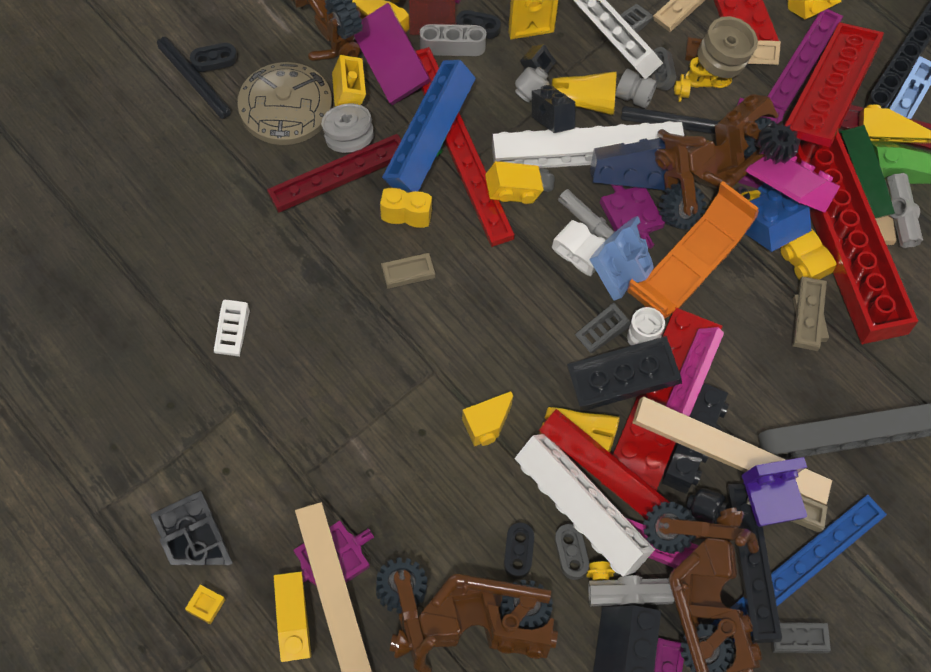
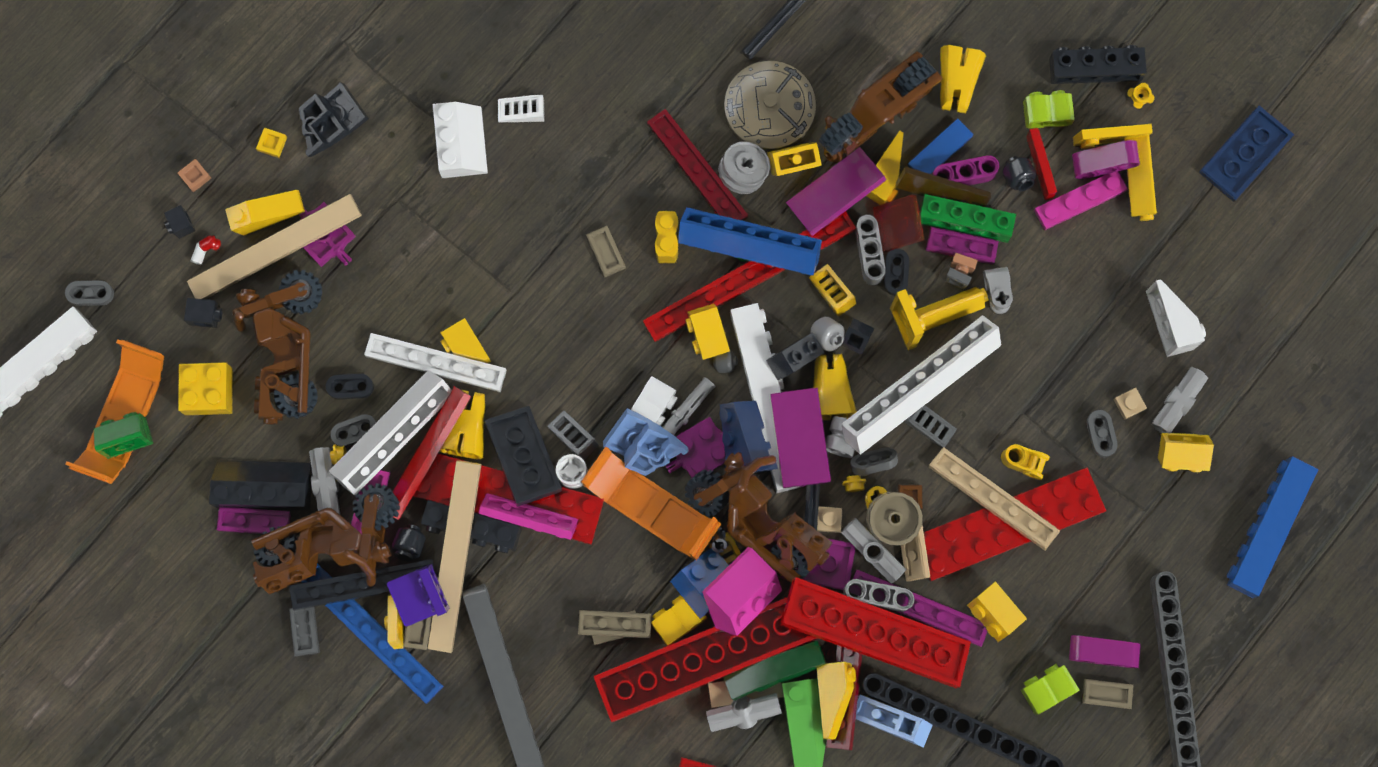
camera: 85 degrees right, 15 degrees up
(213, 57) = (808, 29): black plate -> none
(251, 396) = (459, 139): none -> white slope
(496, 81) = (842, 306): none -> yellow slope
(502, 456) = (436, 361): none -> white plate
(636, 114) = (800, 438): none -> magenta tile
(714, 111) = (829, 519): none -> tan plate
(749, 81) = (884, 561): none -> light grey piece
(778, 142) = (773, 562): black gear -> none
(795, 79) = (890, 594): none -> light grey beam
(799, 531) = (394, 625): none -> yellow plate

